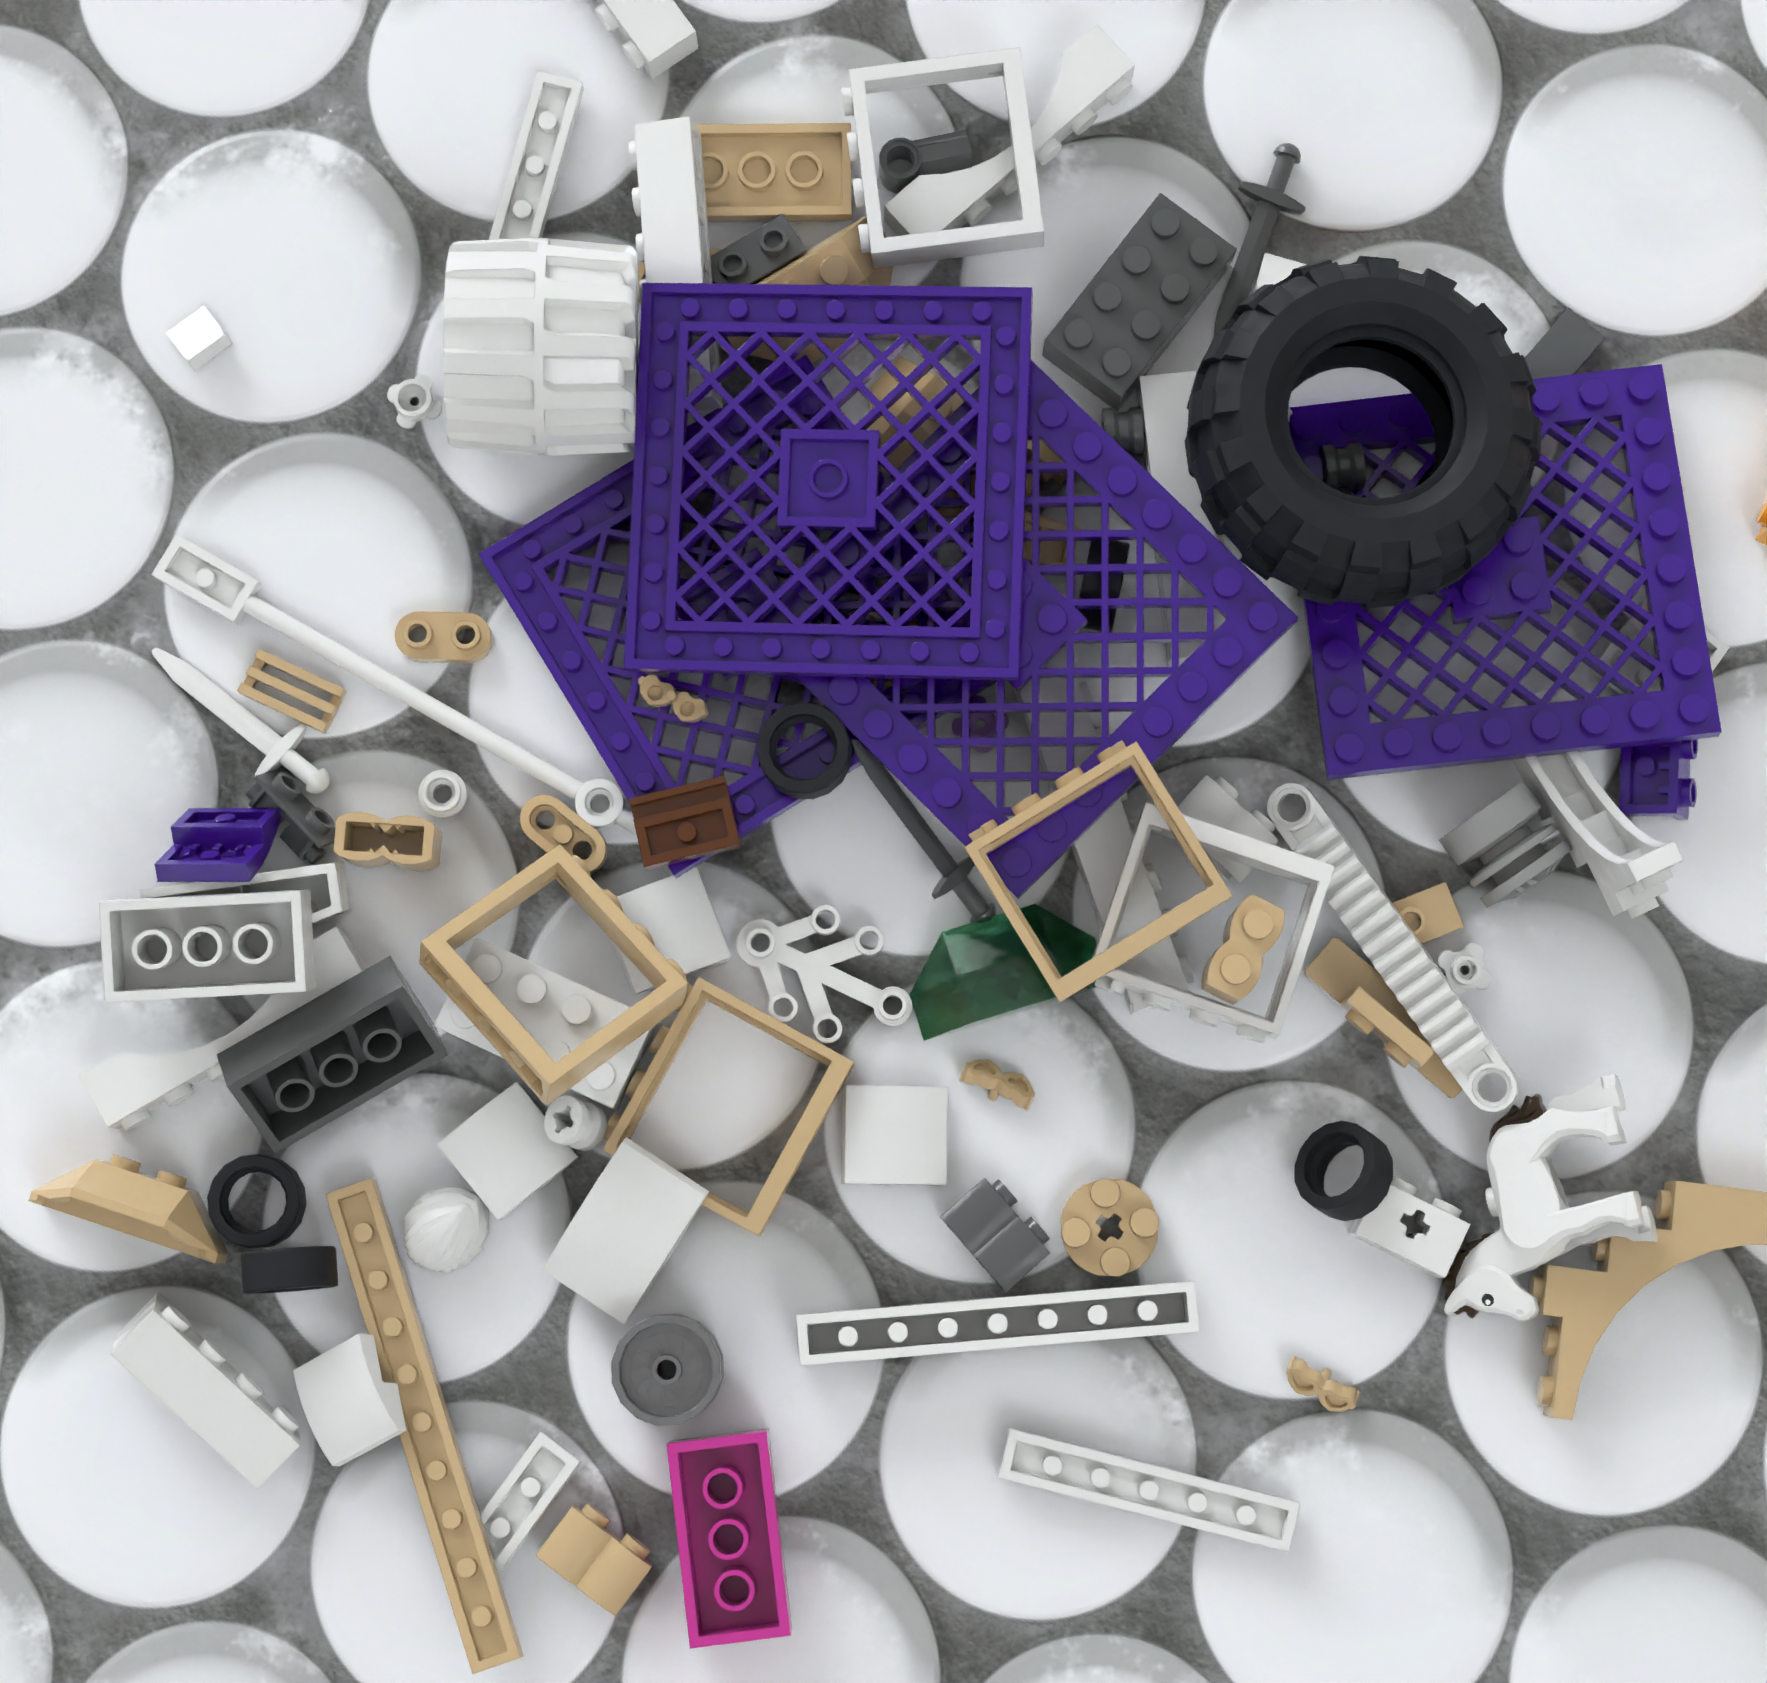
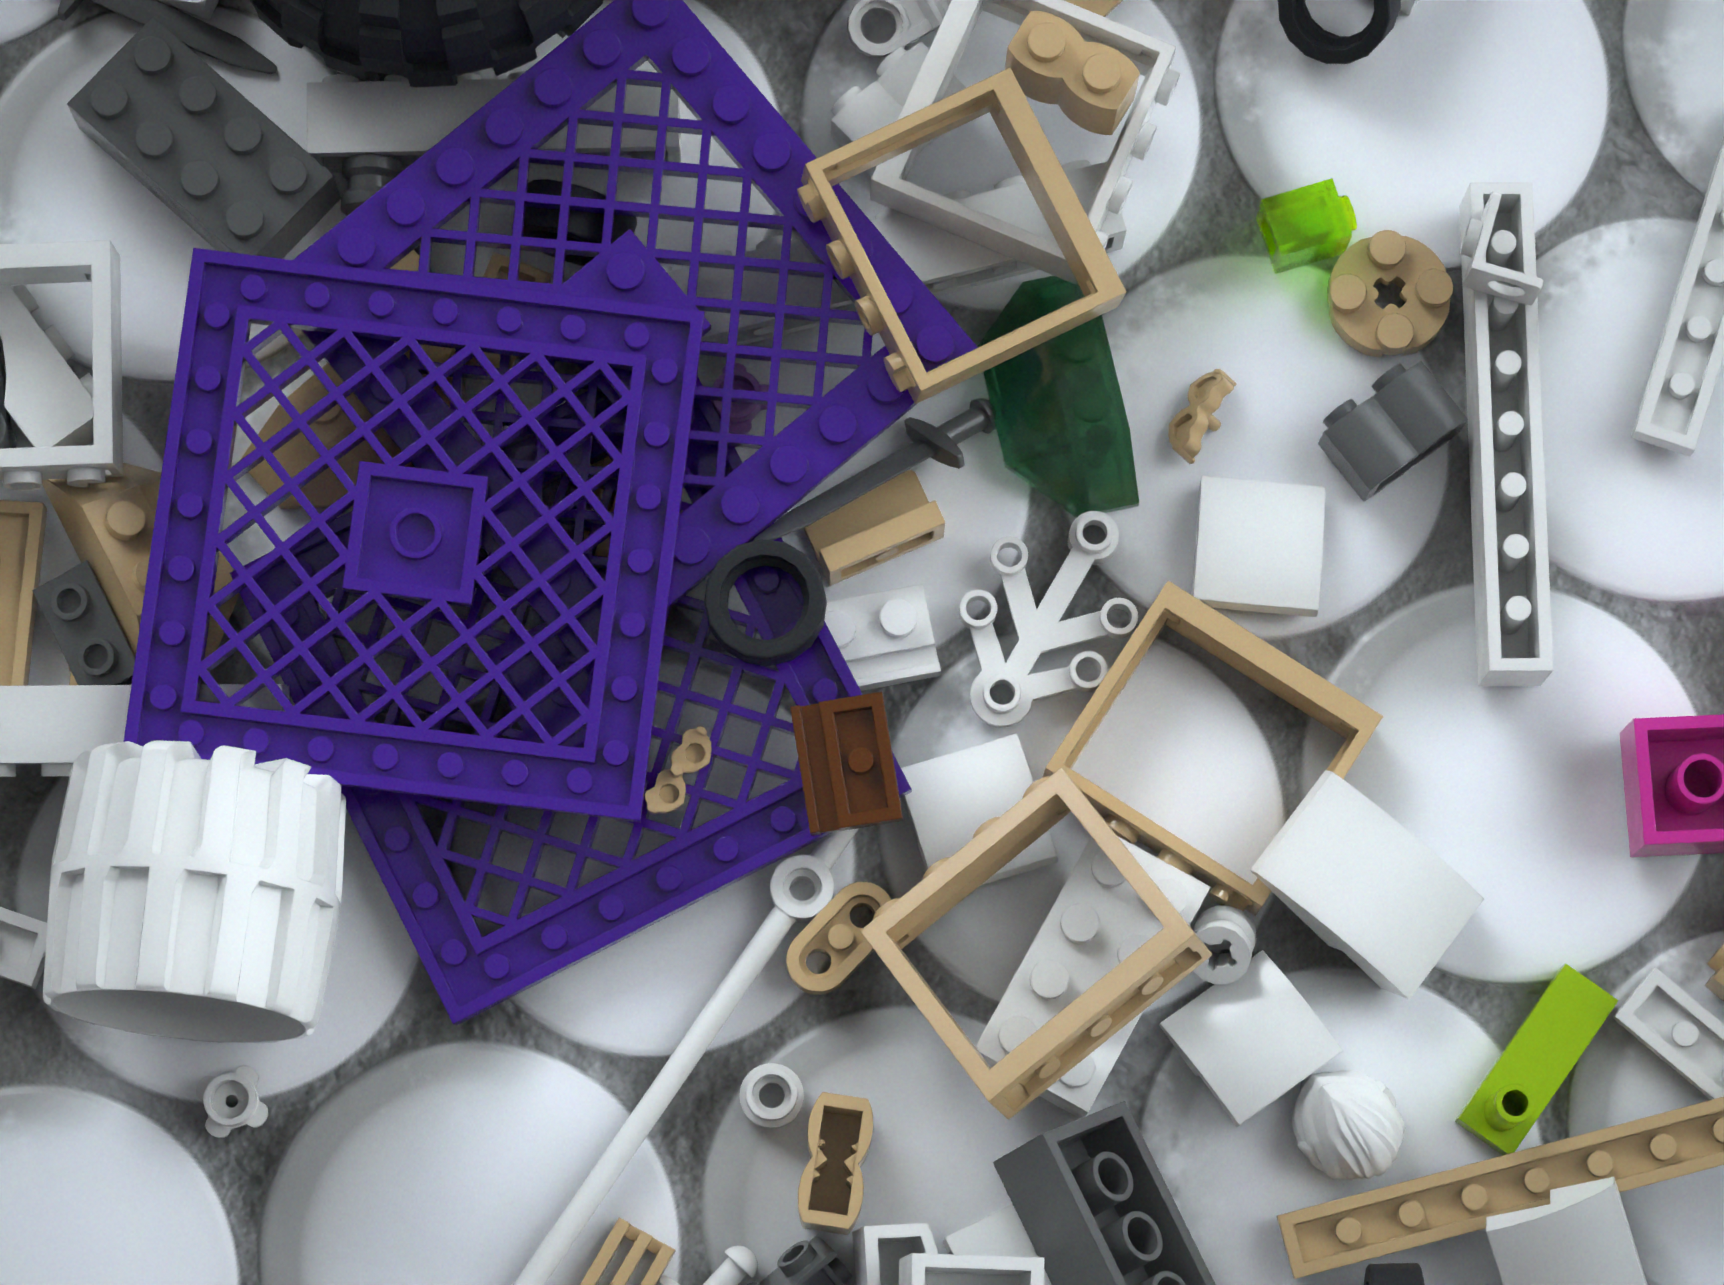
camera: 90 degrees left, 5 degrees down
(442, 637) = (559, 1081): tan plate -> none
(506, 1374) = (1536, 1060): none -> lime piece
(696, 1362) = (1536, 807): flat silver wheel -> none
(800, 848) = (885, 636): none -> white plate
(884, 839) = (875, 528): none -> tan panel
(1135, 1283) = (1483, 275): none -> white bracket
(1158, 1157) = (1305, 225): none -> clear neon green brick
(1312, 1382) = (1592, 67): tan piece -> none

